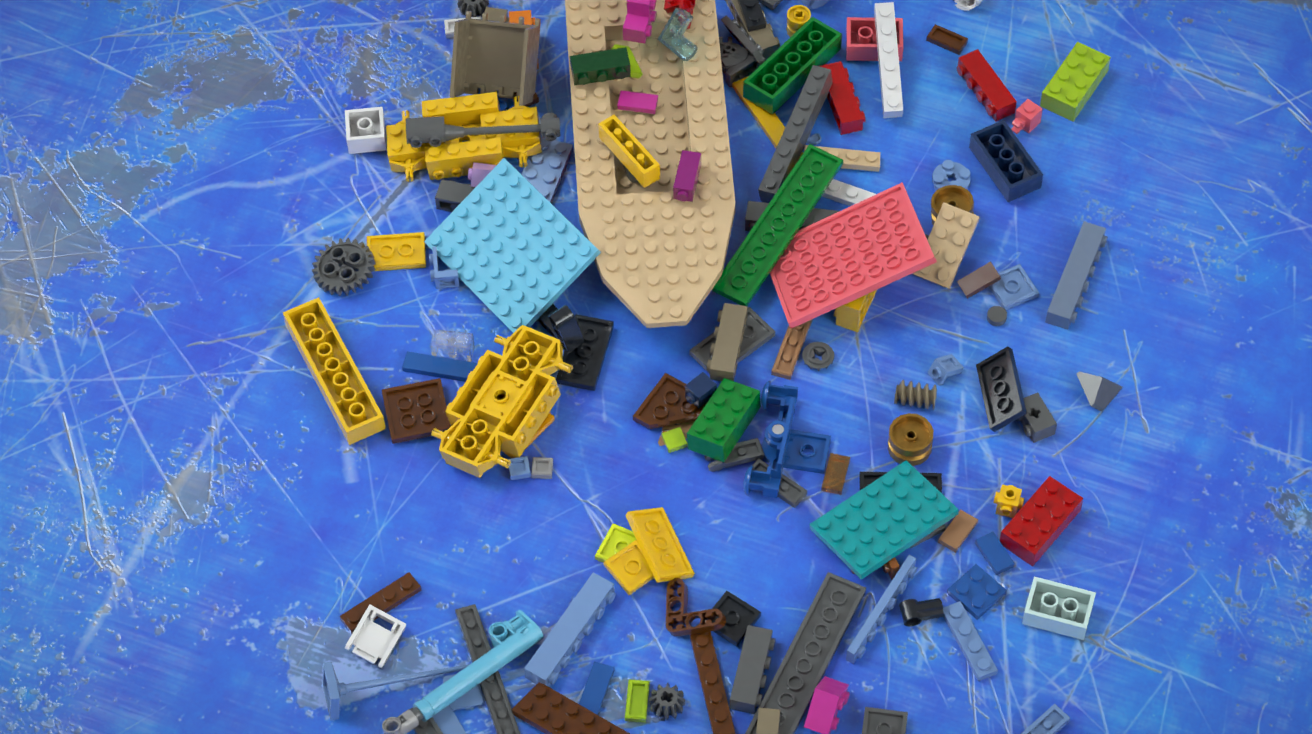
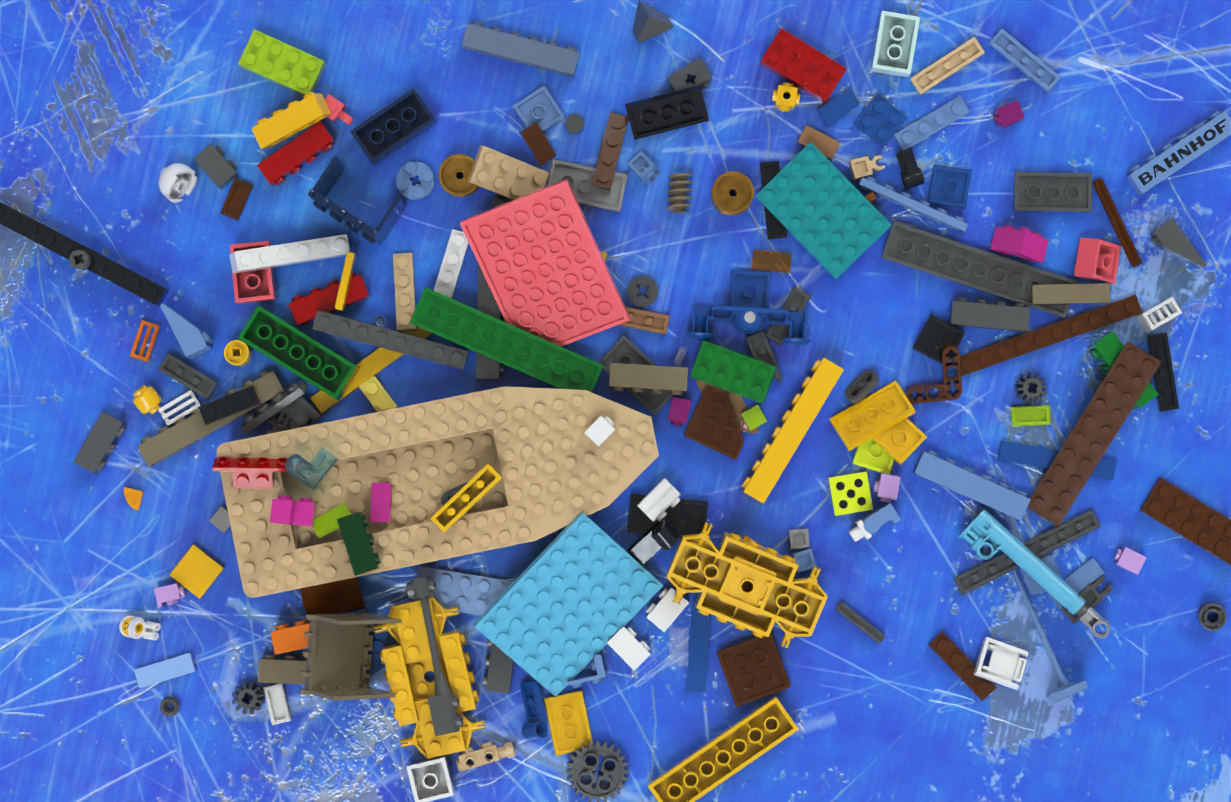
camera: 100 degrees left, 30 degrees up
(380, 176) = (479, 755): none -> tan brick
(414, 223) = (534, 708): none -> blue plate
(445, 512) = (860, 622): none -> dark grey axle
(459, 305) = (629, 648): none -> white brick
(479, 172) = (478, 649): lavender brick -> none
(484, 337) = (665, 610): none -> white brick
(547, 530) = (873, 521): none -> medium blue hips
(554, 73) = (333, 597): none -> reddish brown tile
(581, 519) = (850, 493): none -> neon yellow tile
(581, 551) = (887, 487): none -> lavender brick
(602, 339) = (659, 500): none -> white brick
(655, 464) = (792, 431): none -> yellow brick
(678, 268) = (600, 430): none -> white brick
(687, 176) = (487, 436): magenta brick -> none
(689, 369) = (678, 411): none -> magenta brick
(692, 539) = (862, 386): none -> dark grey plate
(700, 390) = (706, 398): dark blue brick -> none
(744, 129) = (377, 395): none -> light yellow plate
(746, 378) = (680, 356): none -> clear tile
(856, 101) = (345, 281): none -> yellow tile
(898, 650) = (949, 186): none -> blue tile
(928, 567) = (863, 167): none -> tan plate
(932, 320) = (580, 180): none -> light grey tile
(940, 86) = (322, 188): none -> dark blue windscreen
(962, 339) = (610, 151): none -> reddish brown plate
(972, 714) = (1008, 115): none -> magenta brick
(979, 23) = (216, 167): none -> dark grey brick
(1018, 77) = (291, 120): none -> yellow brick
(1031, 661) = (947, 66): none -> tan plate

